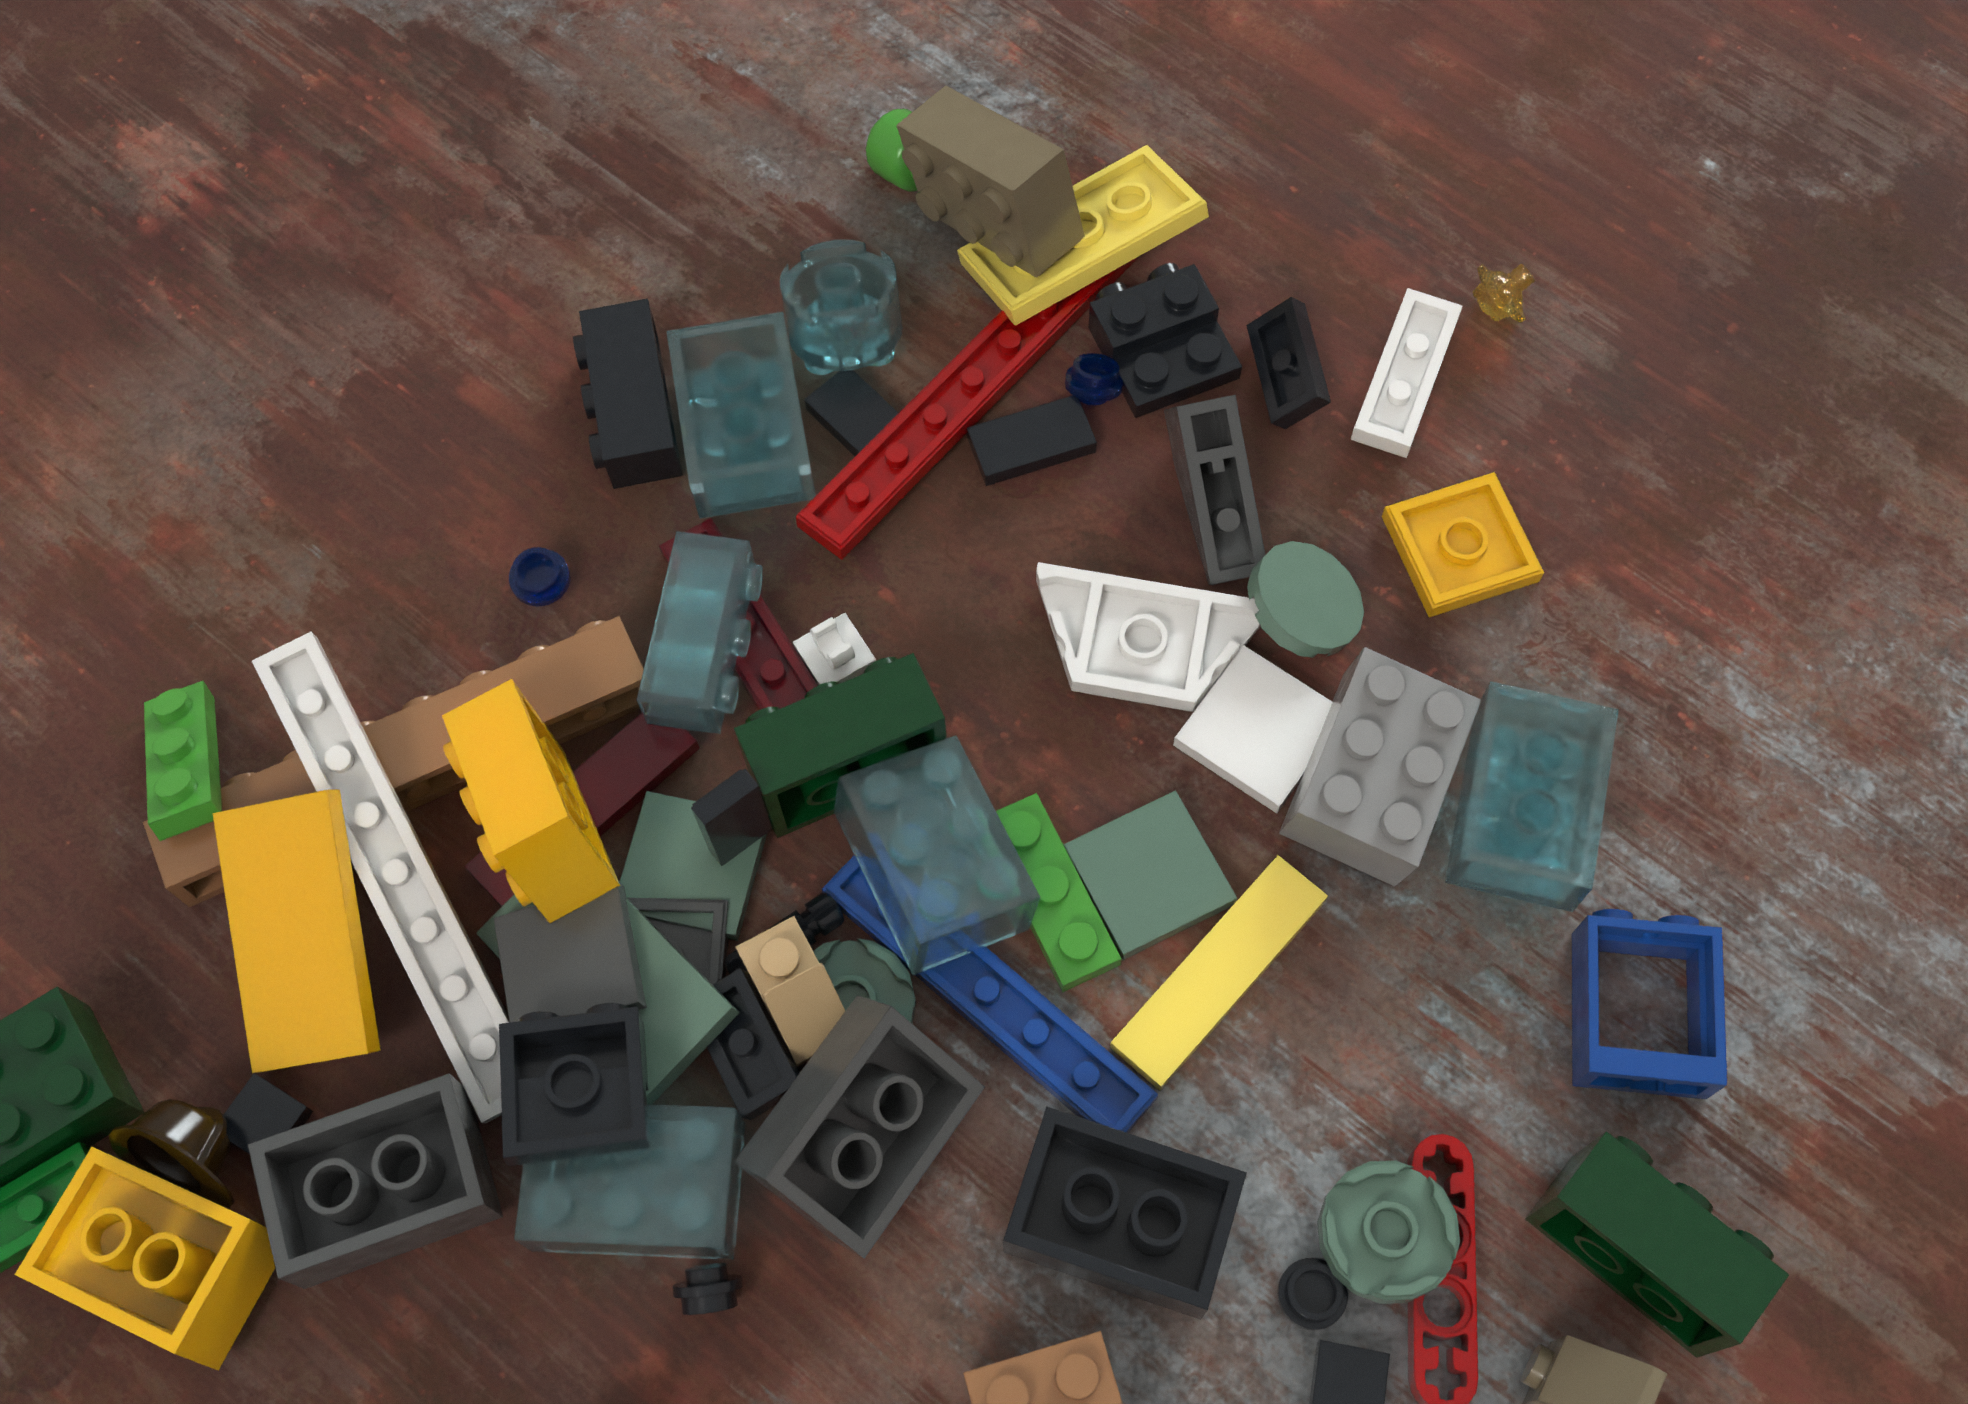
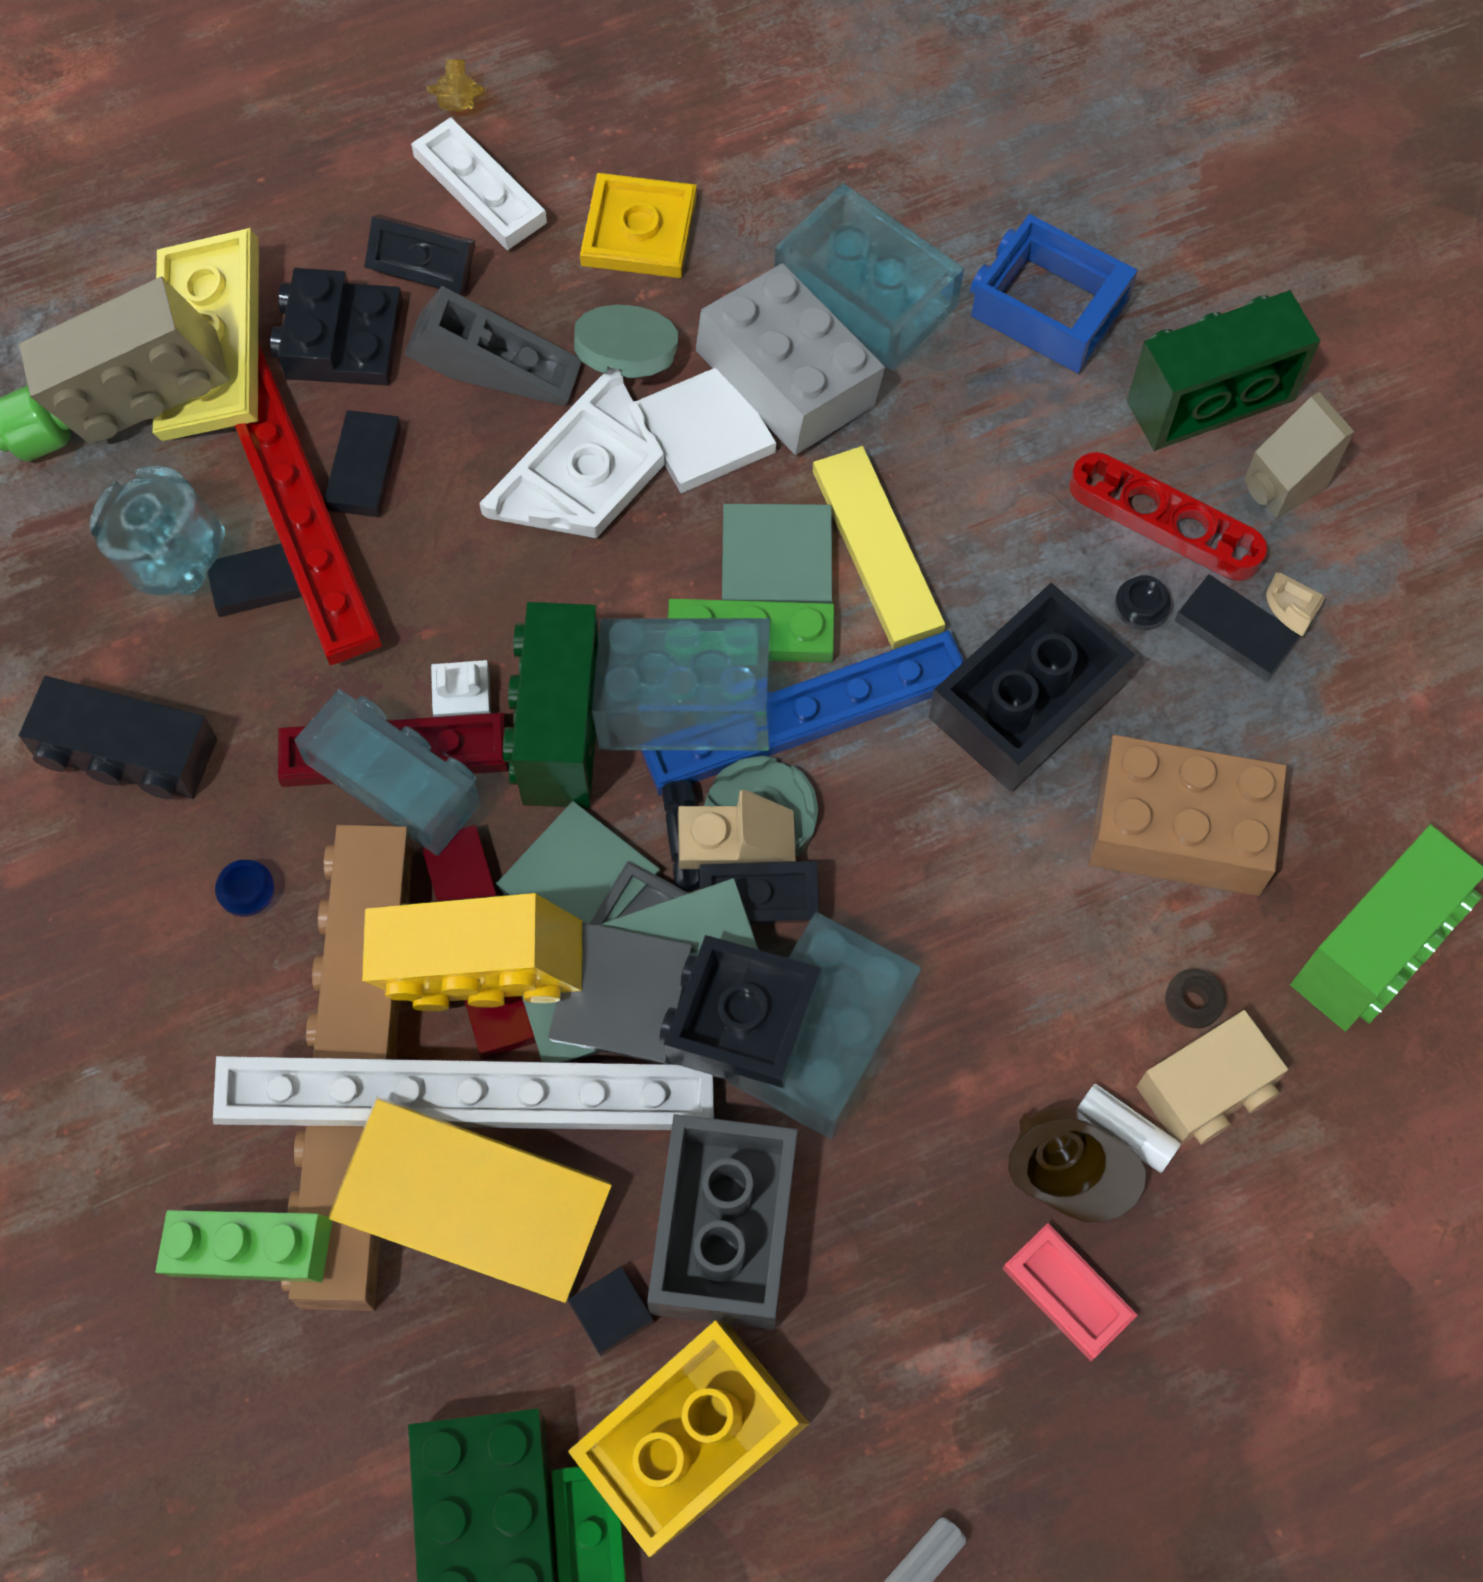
camera: 65 degrees left, 0 degrees up
(179, 1146) = (608, 1371): dark brown piece -> none
(707, 1289) = (936, 1009): black plate -> none
(732, 816) = (576, 806): black tile -> none
(740, 415) = (205, 653): clear light blue brick -> none
(860, 1124) = (874, 829): dark grey brick -> none
(1094, 379) = (342, 390): clear blue plate -> none
(1388, 1232) = (1129, 527): sand green tile -> none

